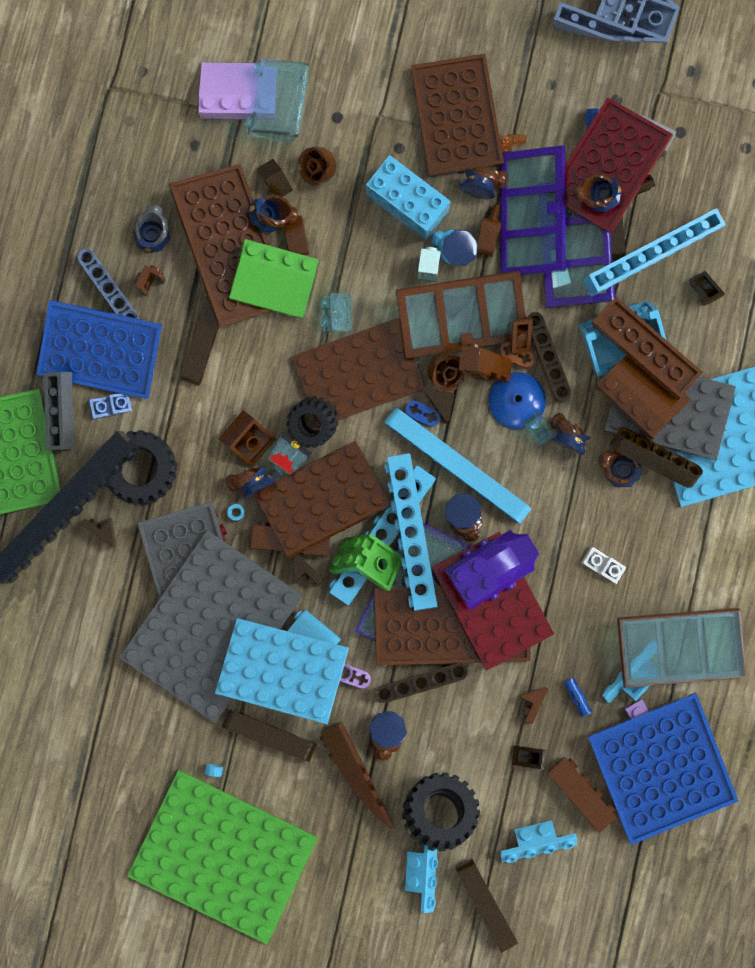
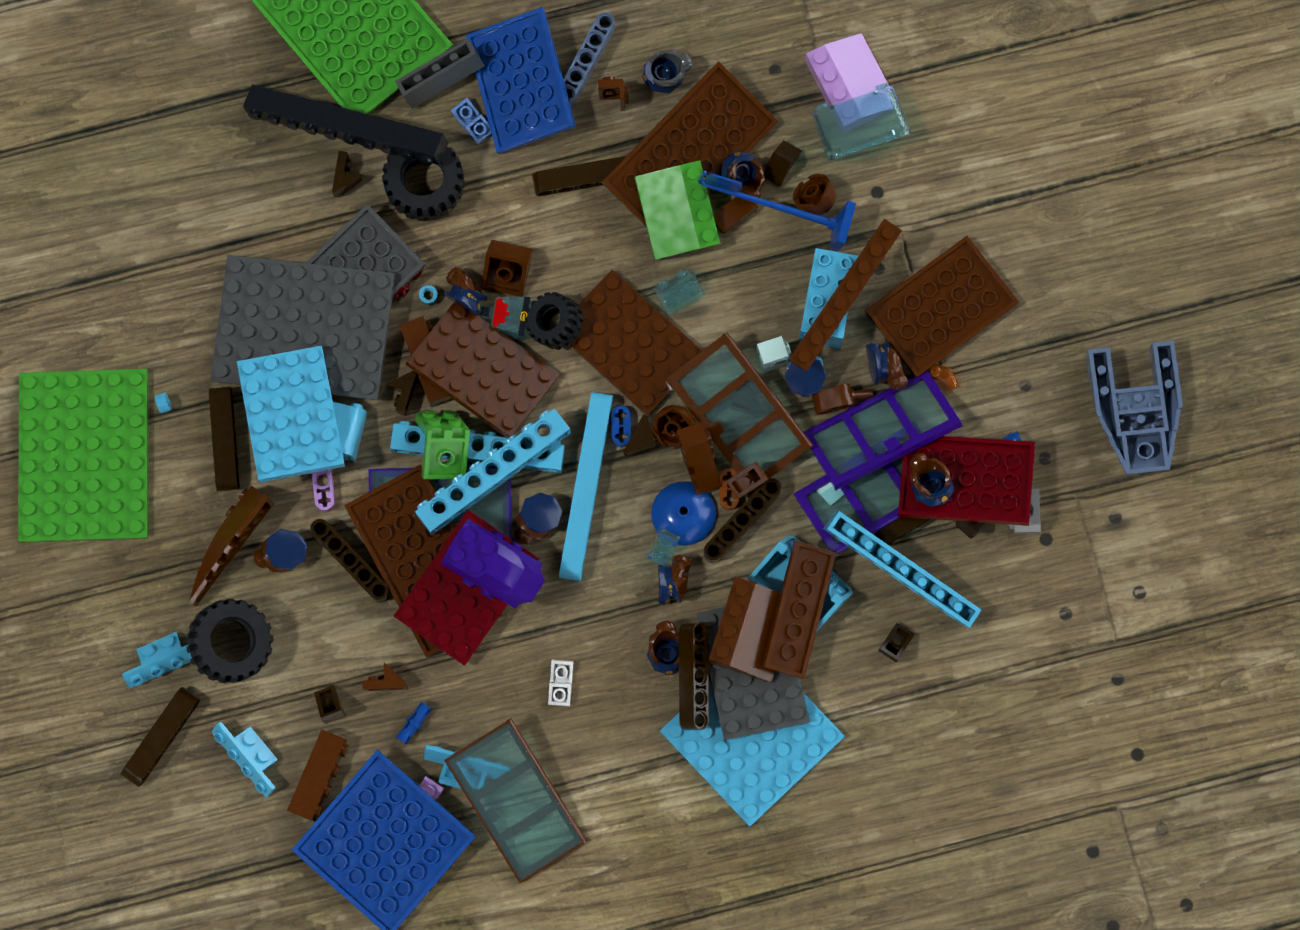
camera: 65 degrees right, 5 degrees down
(352, 158) = (838, 225): none -> blue piece
(417, 180) = (845, 295): none -> reddish brown plate

